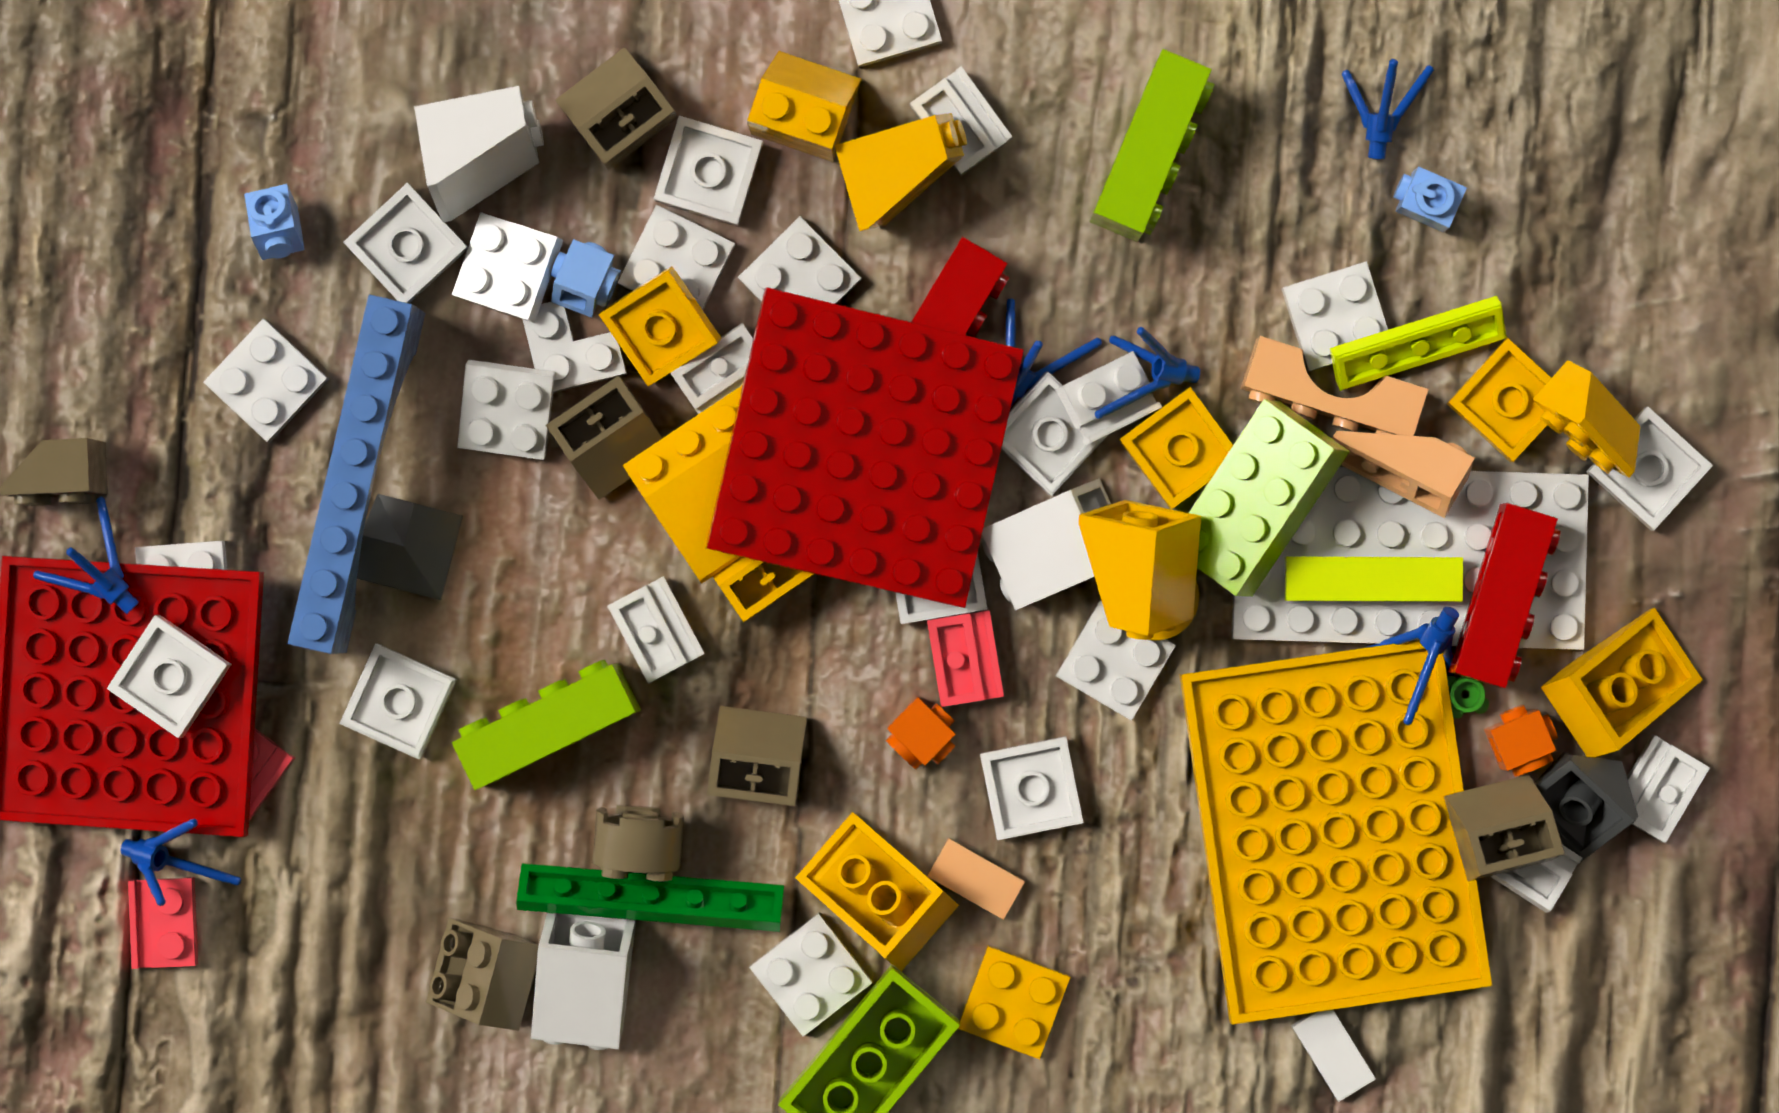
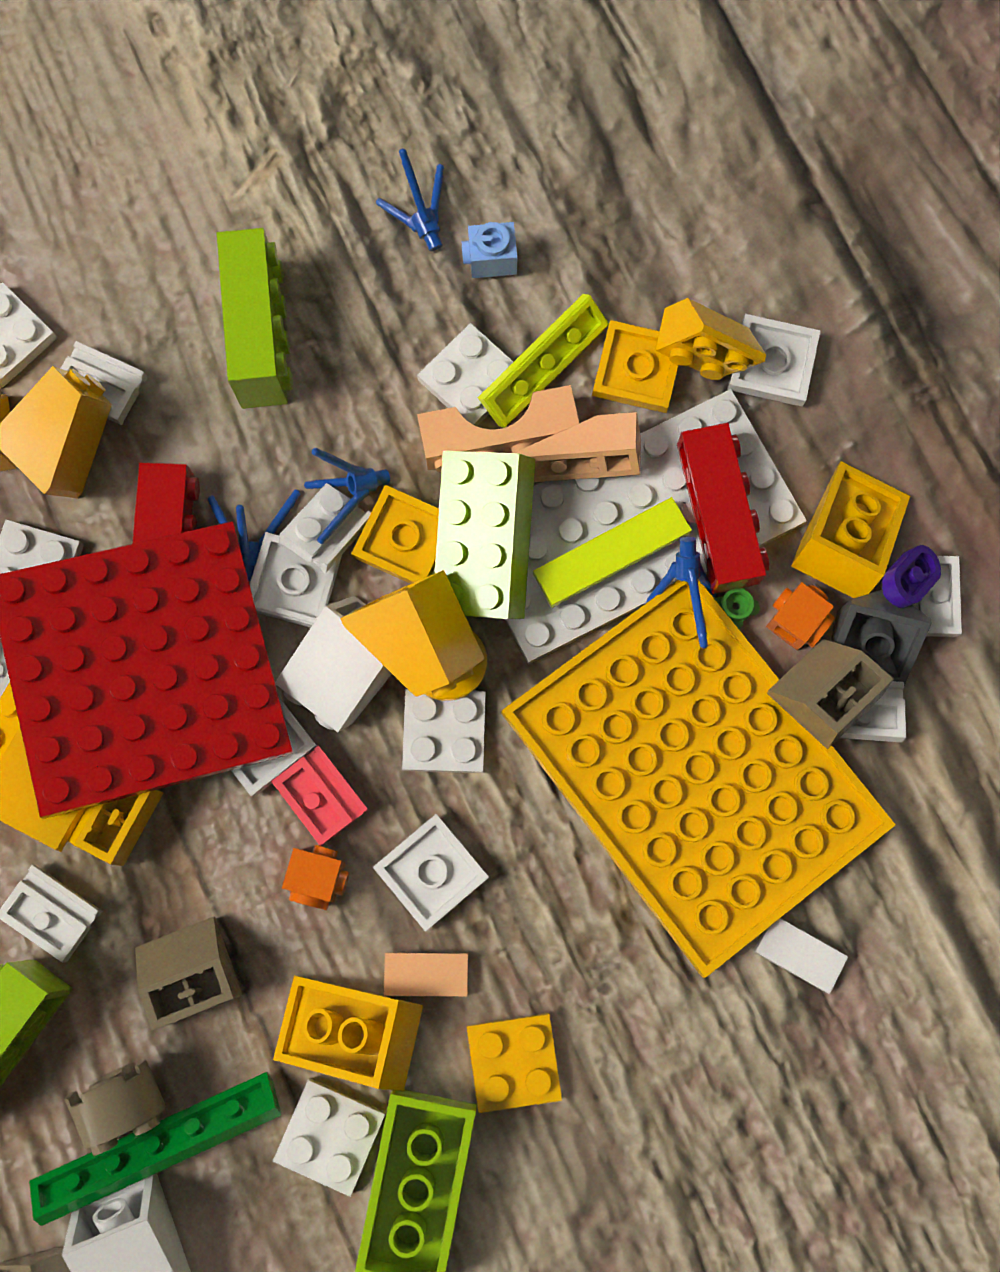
camera: 30 degrees left, 10 degrees down
(1646, 764) = (911, 576): none -> dark purple plate

